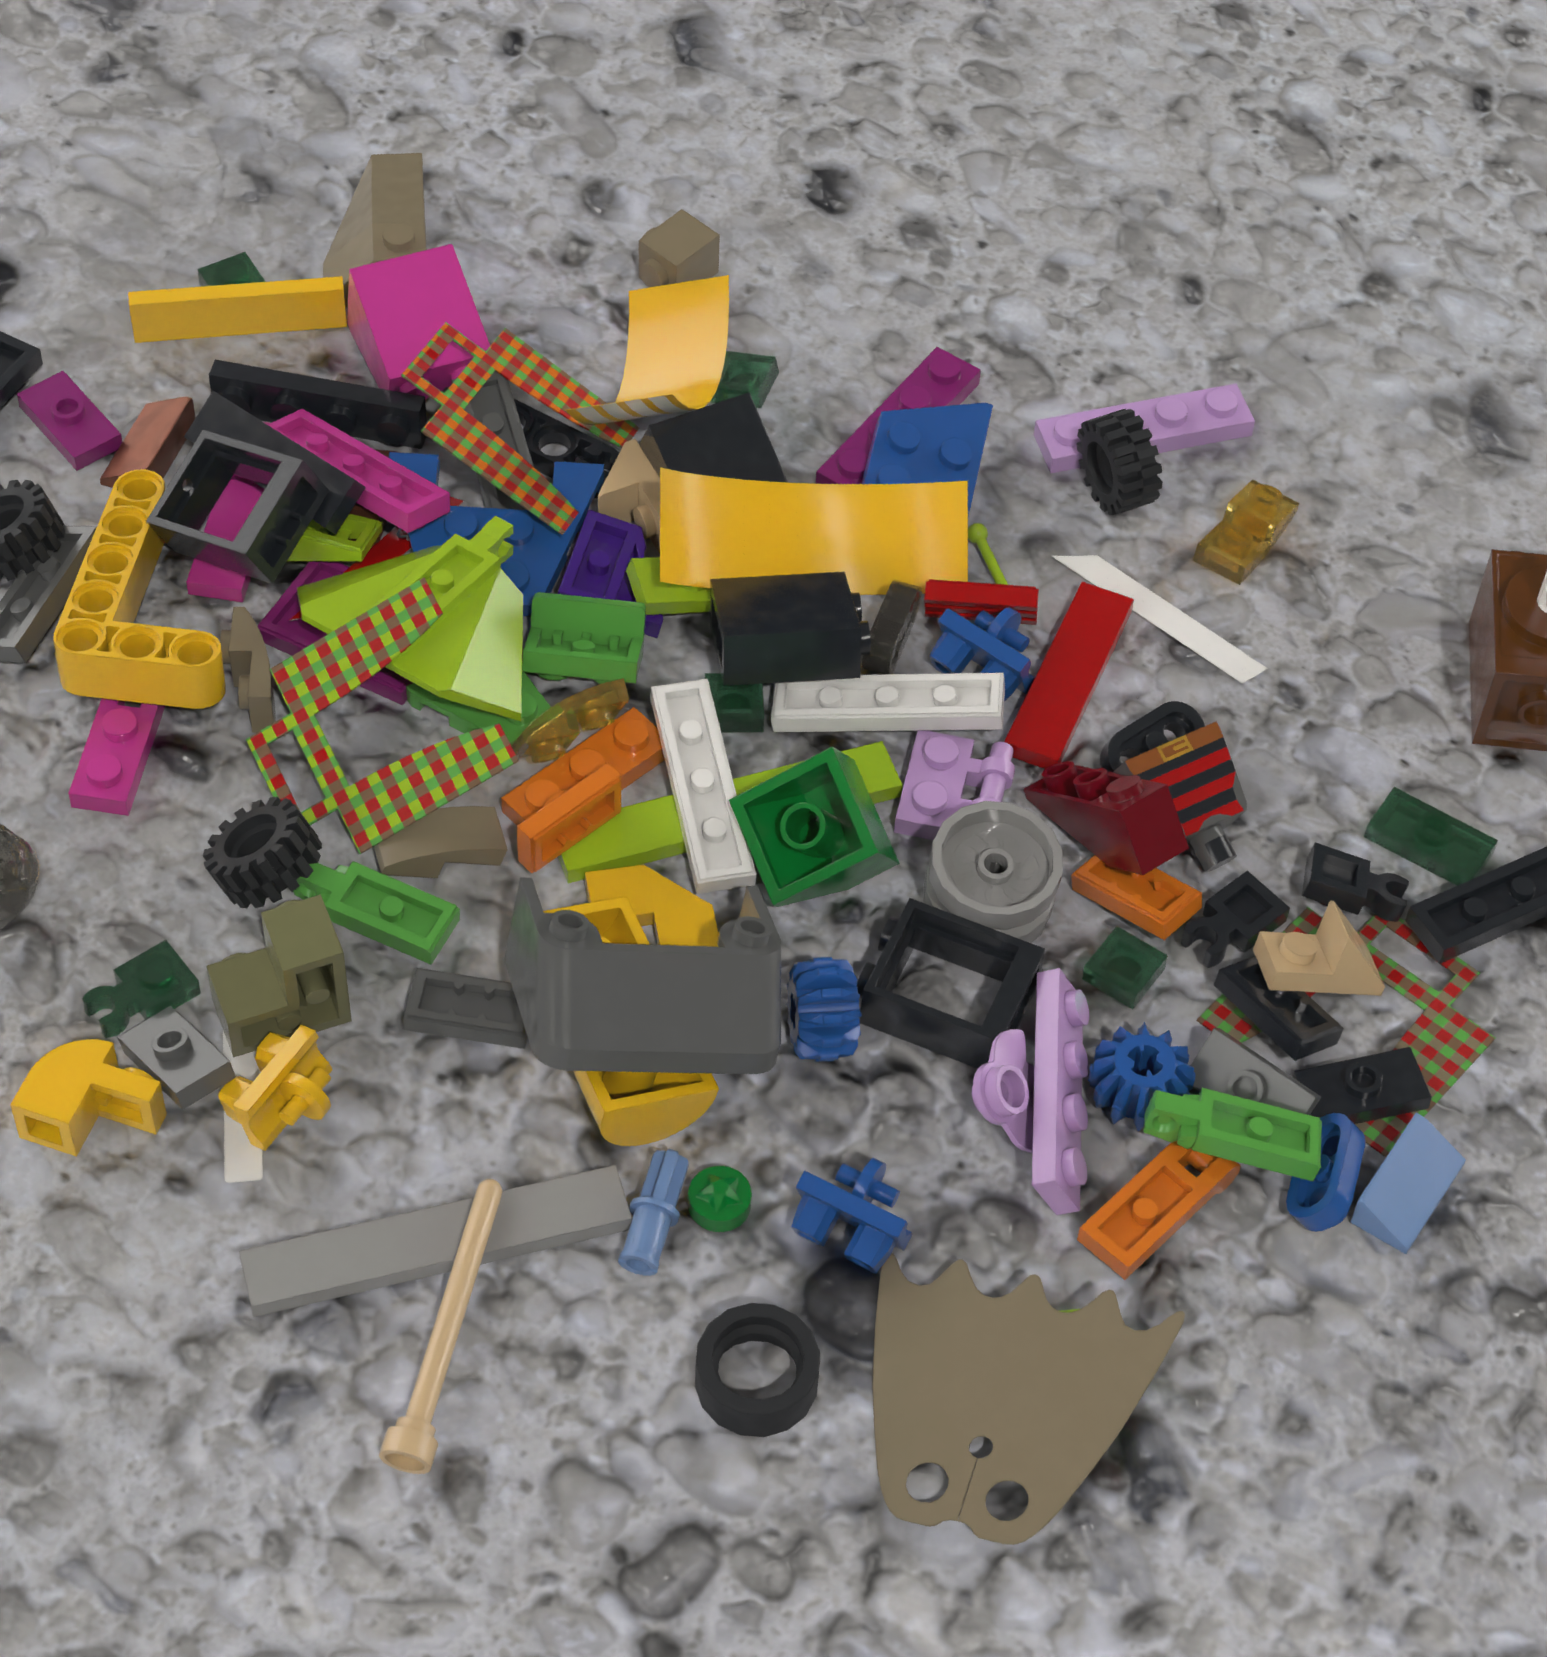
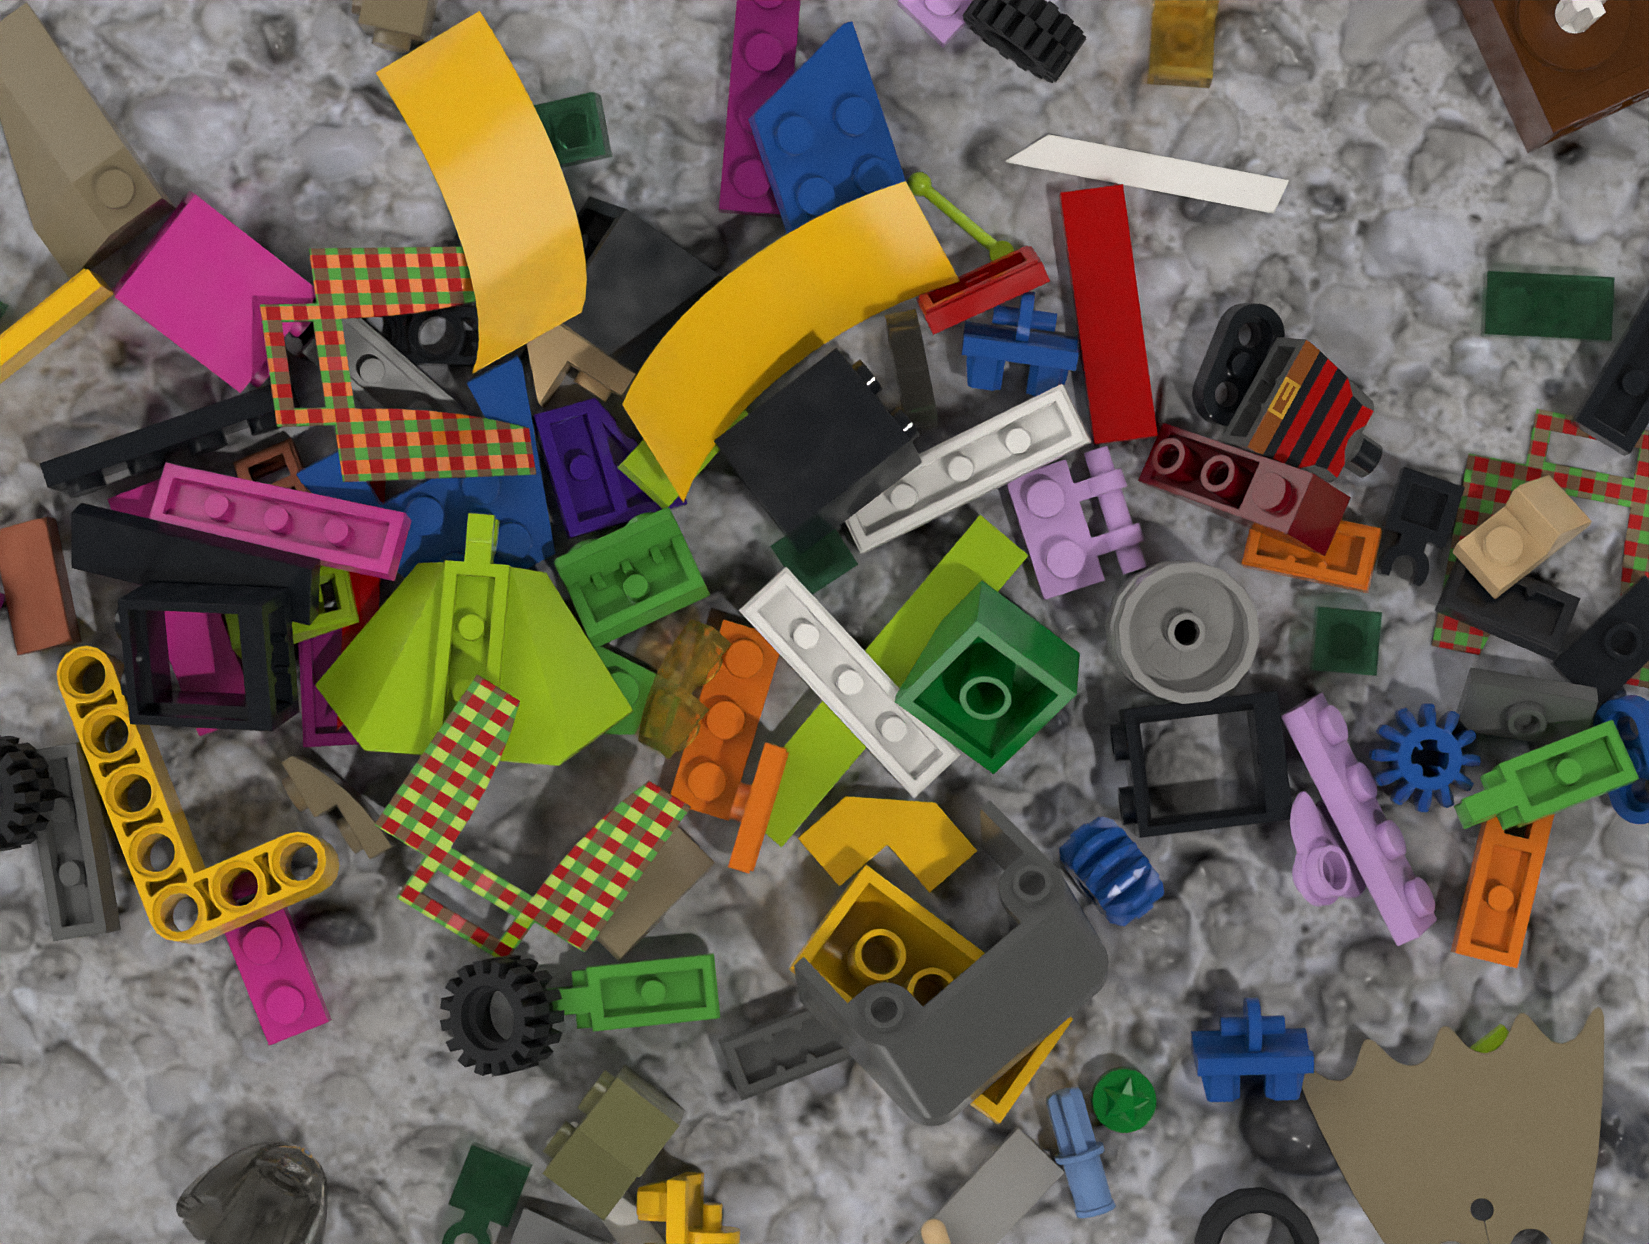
camera: 25 degrees left, 35 degrees up
(1351, 885) = (1498, 420): black plate -> none

